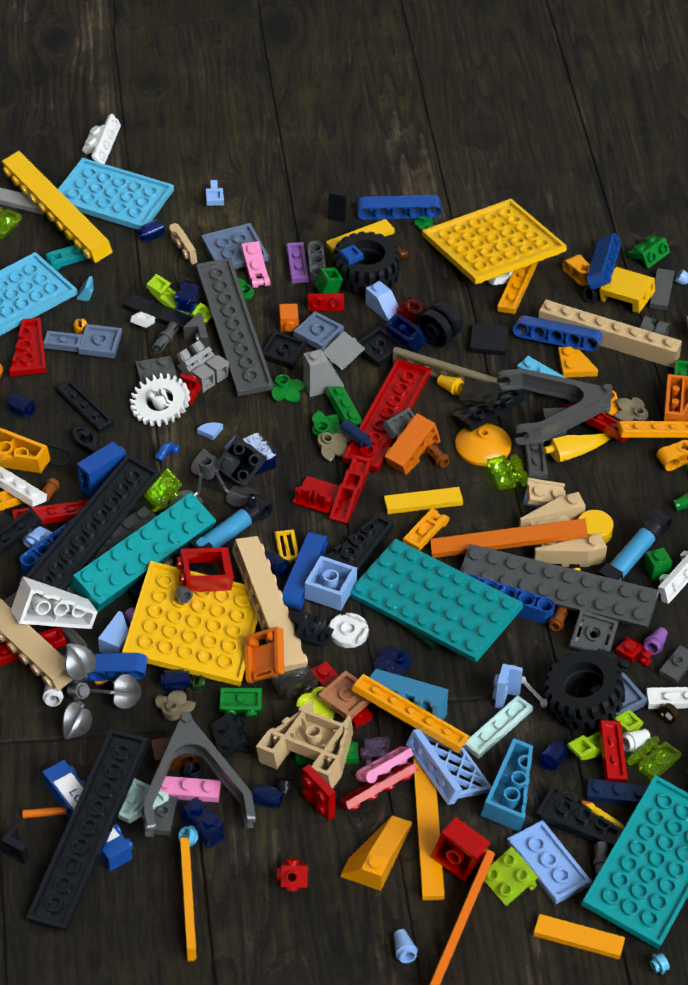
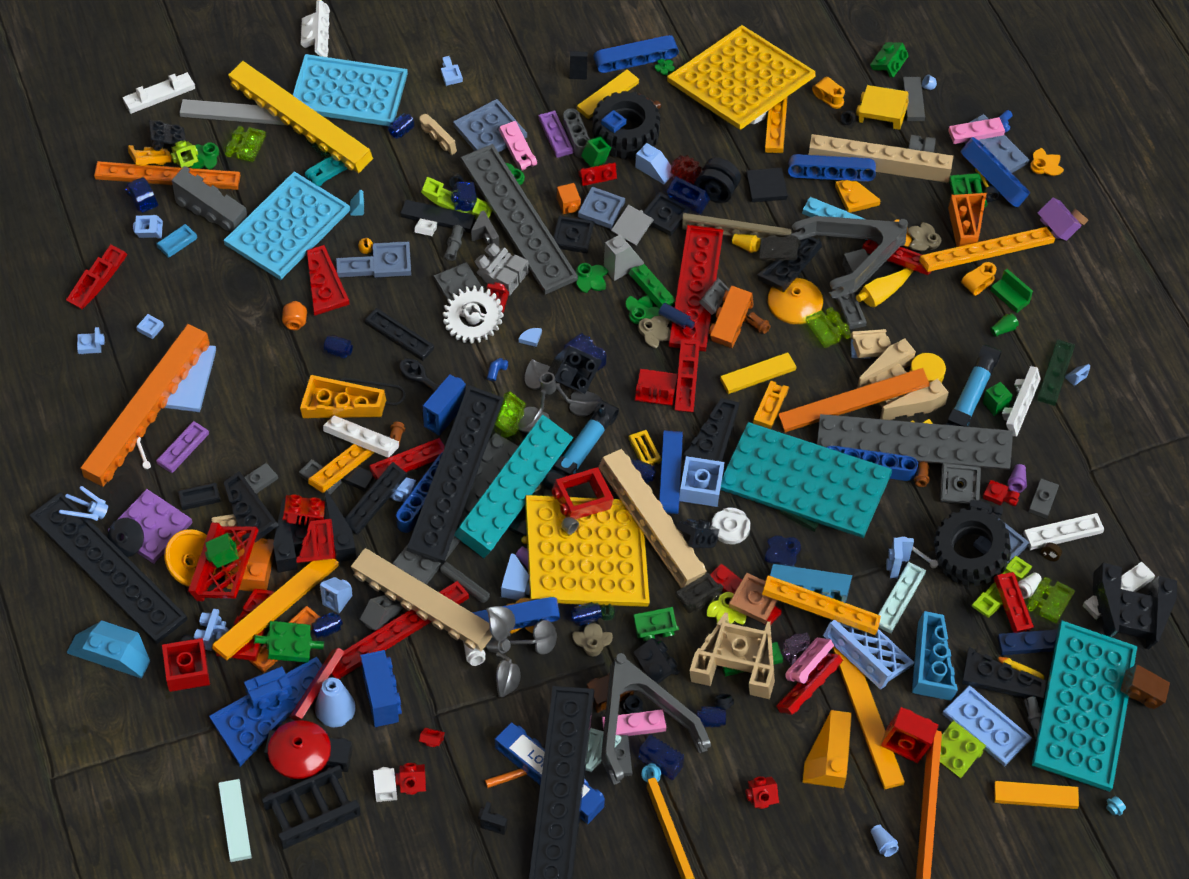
camera: 15 degrees left, 10 degrees up
(50, 606) = (449, 565): white wedge -> none
(264, 660) = (666, 576): orange container -> none
(318, 792) = (760, 704): red plate -> none
(553, 755) = (960, 617): clear blue brick -> none
(603, 261) = (853, 80): blue beam -> none

